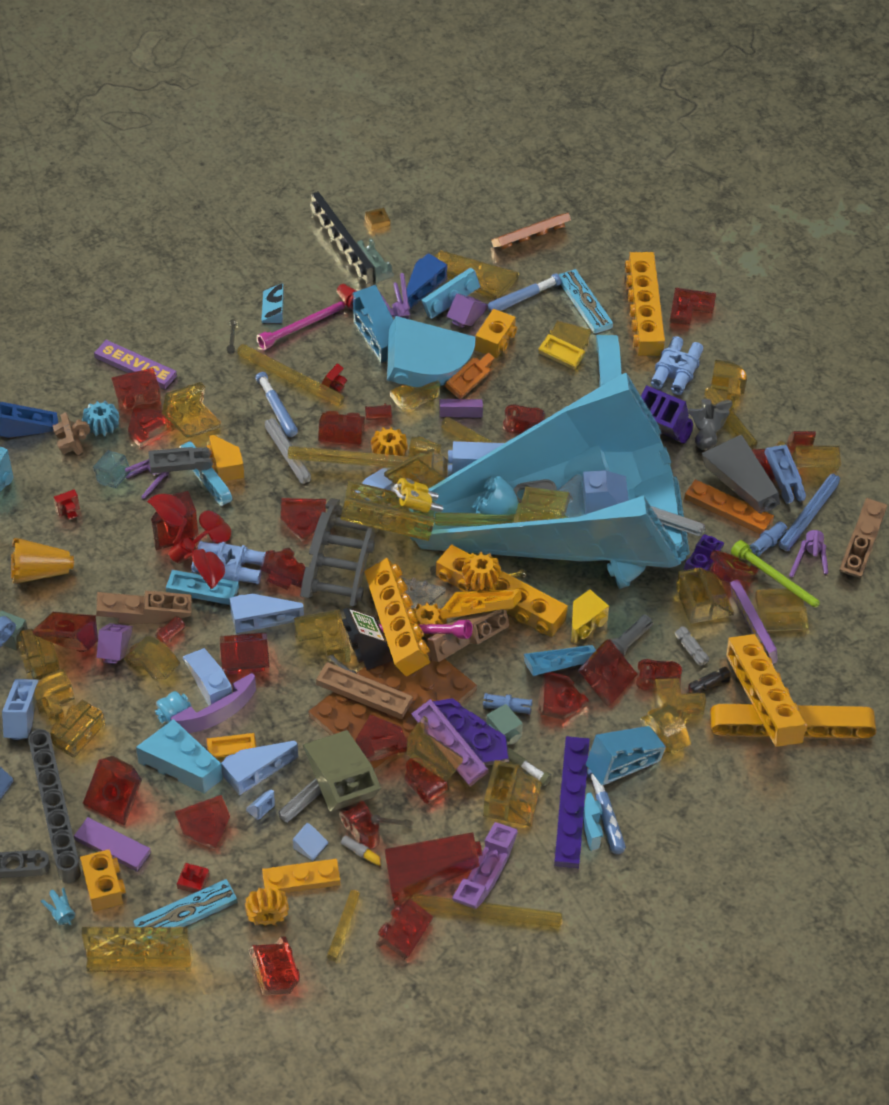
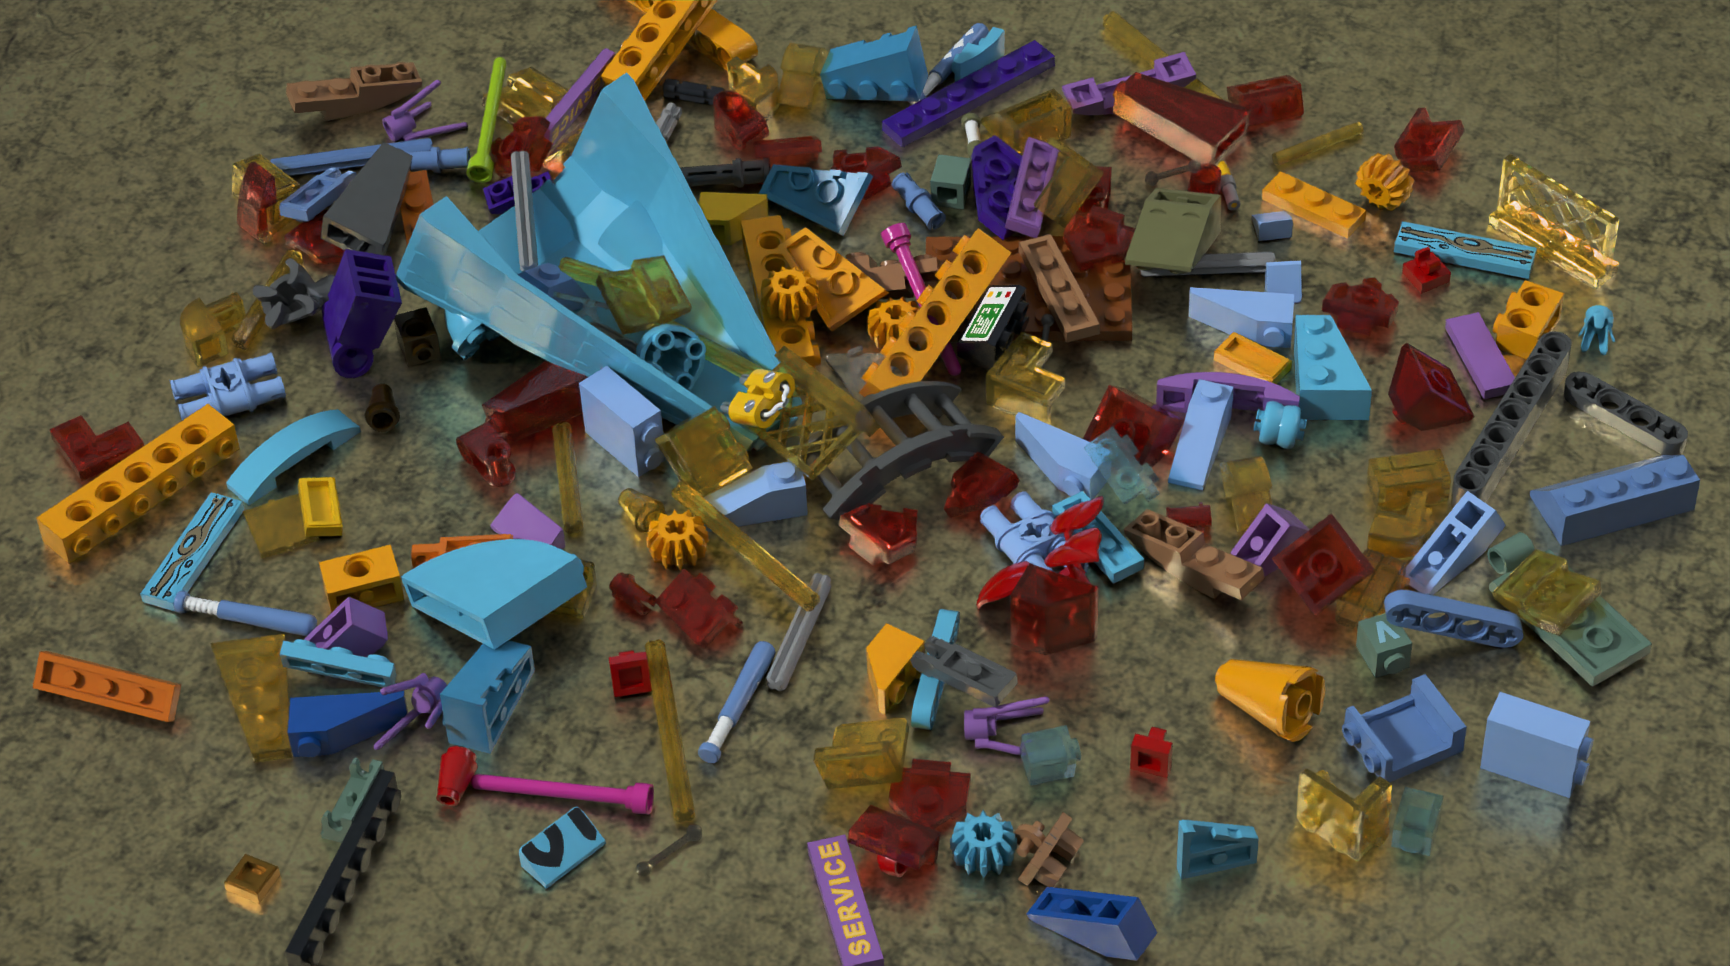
camera: 130 degrees left, 5 degrees down
(220, 619) = (1120, 468): none -> clear light blue bracket

